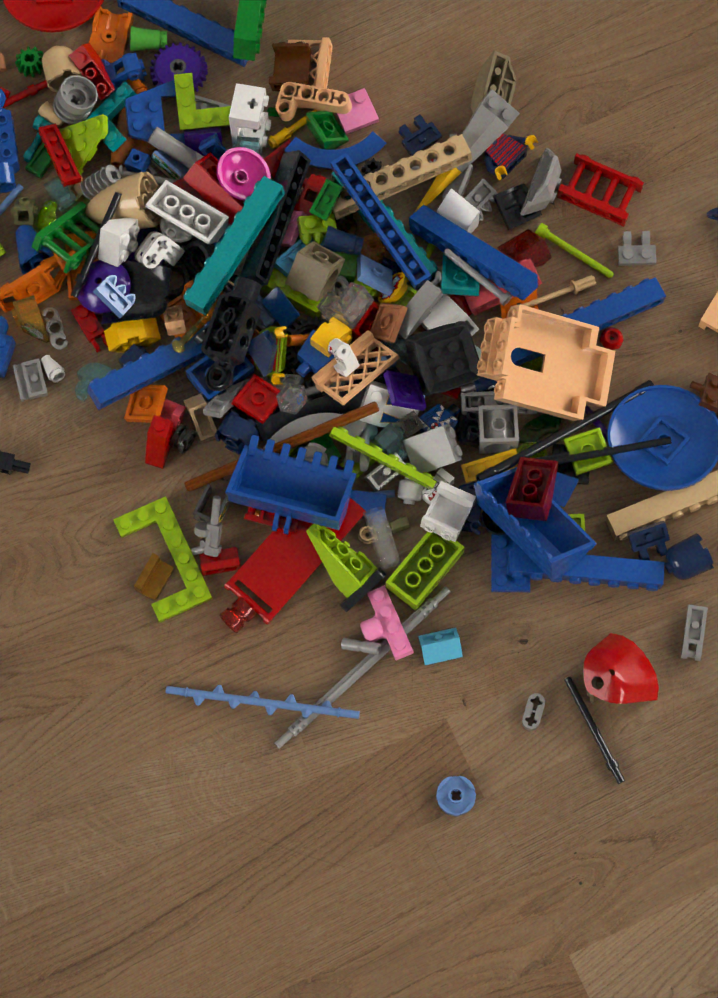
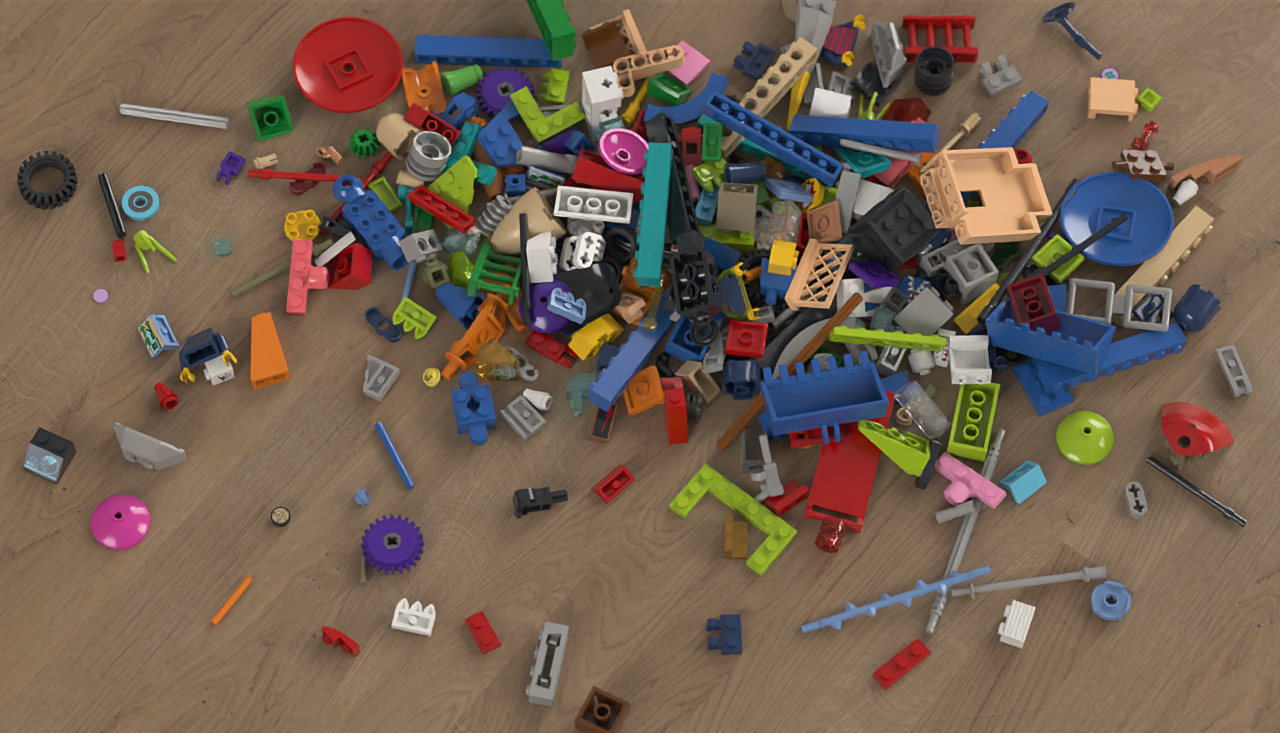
camera: 30 degrees left, 10 degrees down
(23, 119) = (386, 194): none -> lime tile
(23, 181) = (421, 246): none -> light grey brick
(76, 477) = (613, 483): none -> red slope
(96, 418) = (603, 423): none -> black slope
(101, 664) = (730, 634): none -> dark blue plate
(178, 388) = (662, 365): none -> black arm
(226, 83) = (555, 88): none -> lime plate
(236, 763) = (901, 664): none -> red plate
(292, 398) = (777, 324): clear brick -> none
(344, 356) = (806, 267): white leg -> none
(358, 776) = (1017, 623): none -> white brick
(445, 759) = (1085, 574): none -> light grey bar
(490, 236) = (868, 114): none -> lime plant
(519, 643) = (1084, 447): none -> lime dish
(545, 233) = (910, 93): lime piece -> none
(581, 212) = (934, 70): none -> black wheel
(618, 521) = (1122, 305): none -> light grey bar

